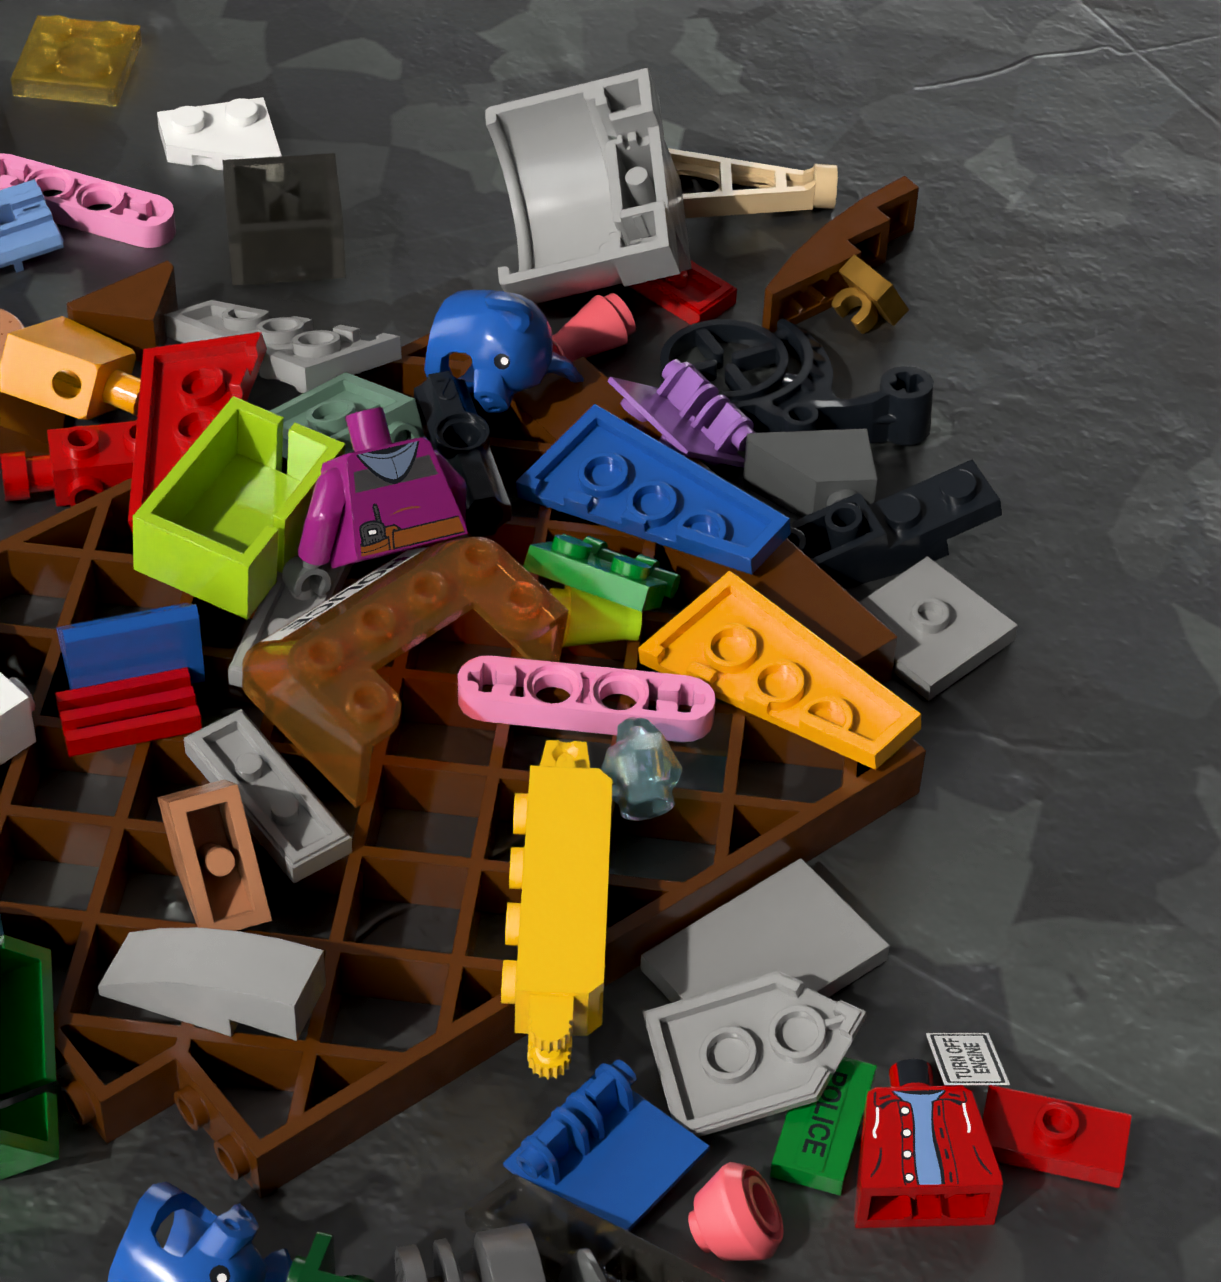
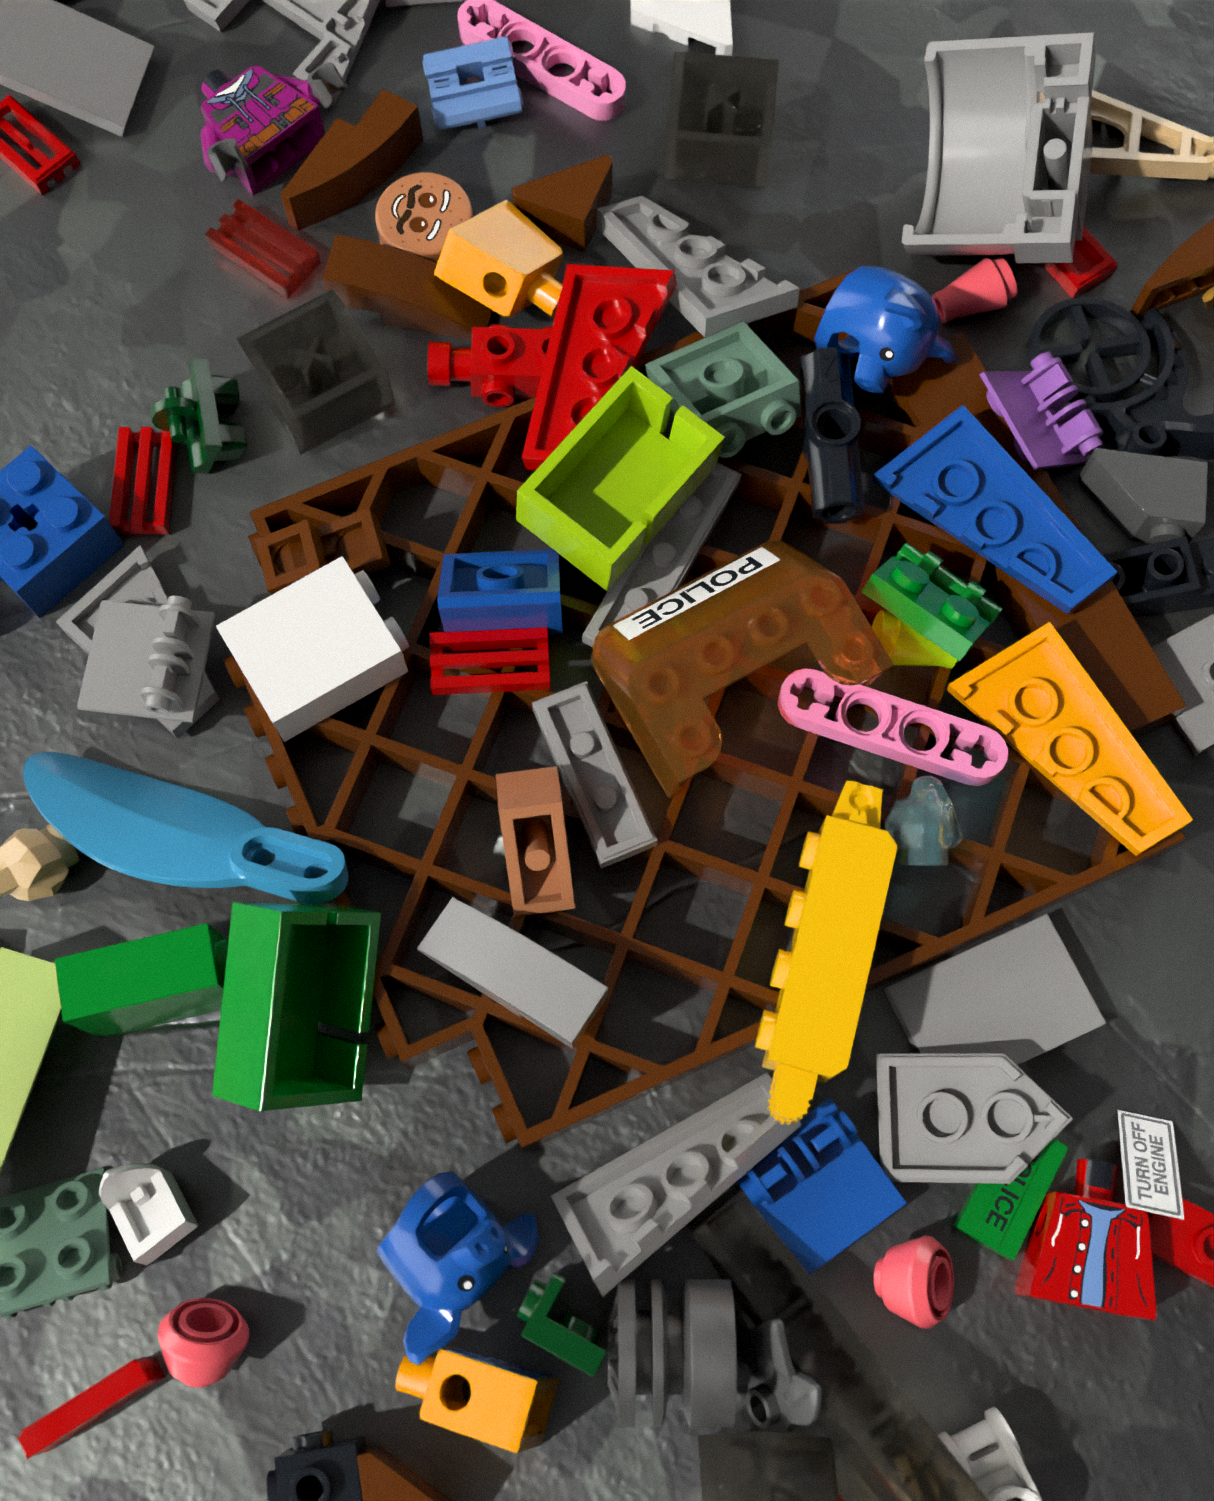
camera: 15 degrees right, 25 degrees up
(376, 503) = (743, 508): magenta torso -> none
(433, 1170) = (661, 1185): none -> light grey wing

